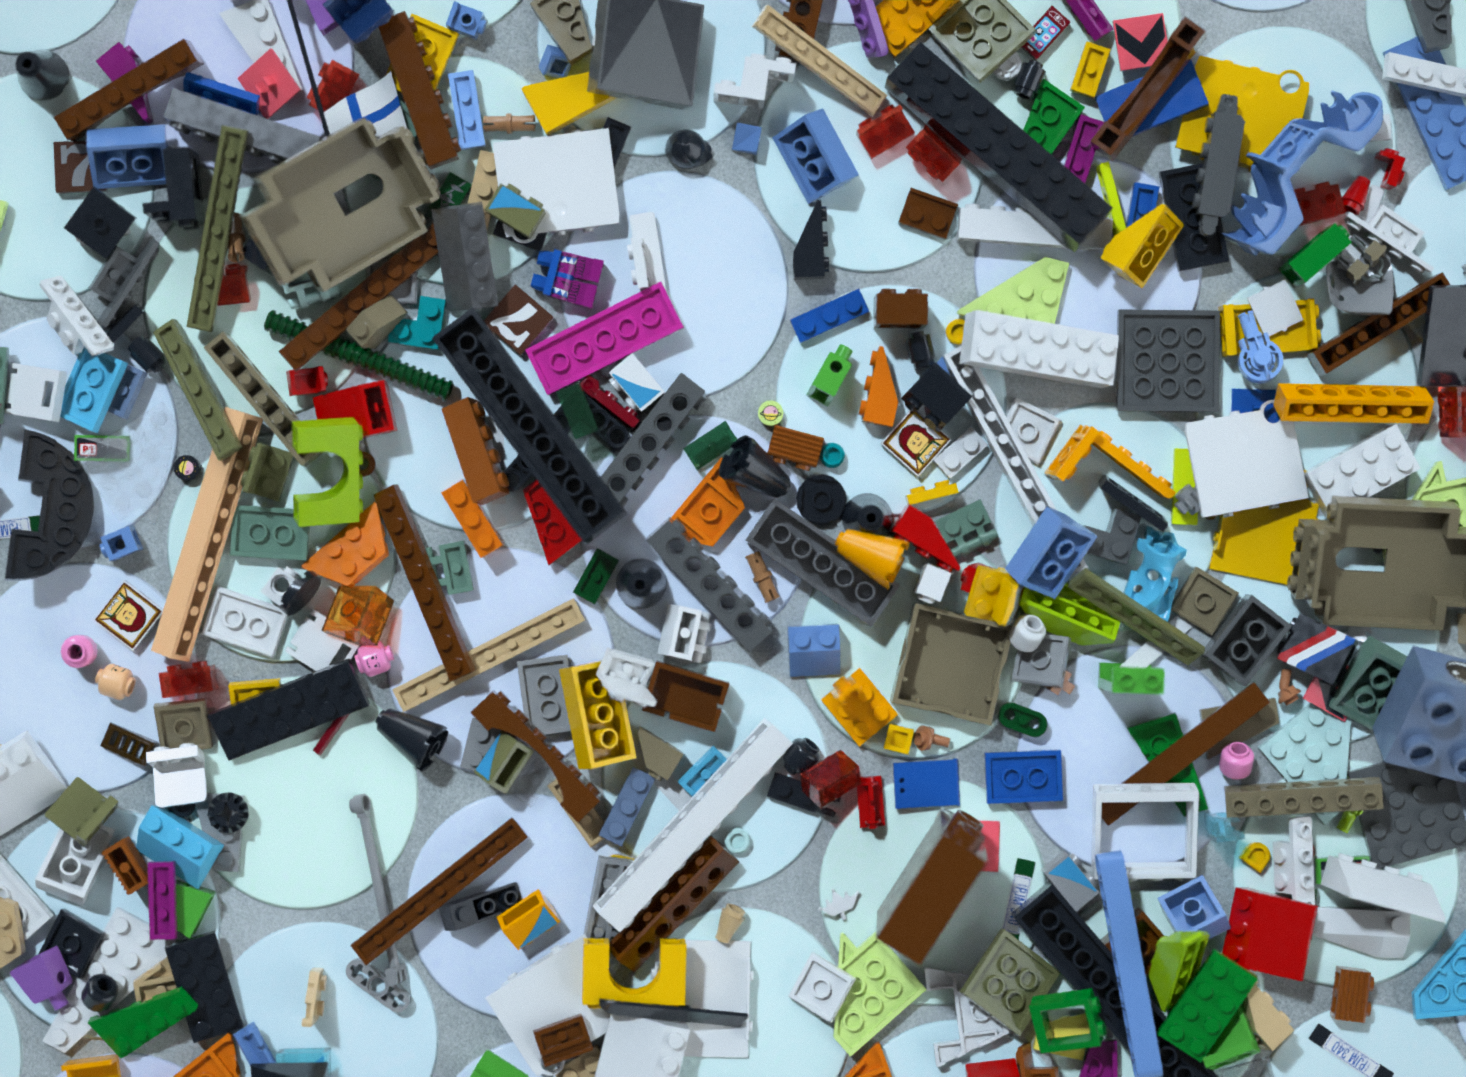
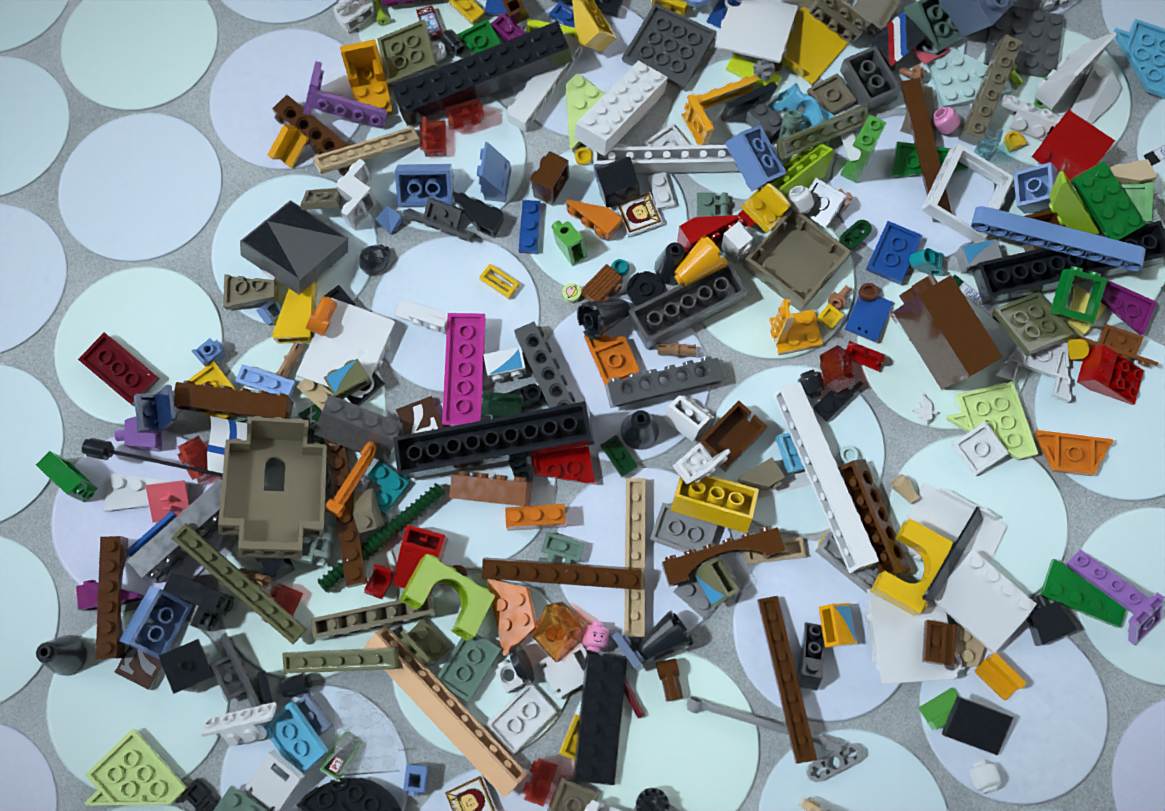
camera: 55 degrees left, 15 degrees down
(187, 467) = (390, 701): tile -> none
(361, 287) = (337, 505): none -> orange piece
(375, 760) = (669, 676): none -> reddish brown piece
(381, 694) = (624, 644): none -> sand blue plate
(560, 280) = (412, 372): hips -> none
(569, 135) = (321, 318): none -> orange piece
(609, 403) = (507, 386): dark red hinge -> none
(627, 806) = (789, 516): sand blue plate -> none
(710, 445) = (572, 338): clear green hinge -> none
(727, 40) = (321, 199): none -> dark tan plate
(741, 295) = (511, 290): none -> yellow tile
(782, 202) = (442, 216): none -> dark grey bracket
(814, 650) = (742, 340): medium blue slope -> none
(867, 239) = (493, 174): none -> medium blue slope
(920, 349) = (582, 181): black brick -> none
(928, 213) = (501, 136): reddish brown plate -> none
(941, 489) = (678, 211): yellow plate -> none
(954, 769) = (868, 292): none -> copper tile
(1005, 1048) = (1077, 349): none -> yellow tile
(1029, 822) = (927, 261): none -> teal piece
(1126, 572) = (792, 122): none -> sand green piece
(1351, 994) = (1133, 125): dark orange brick -> none

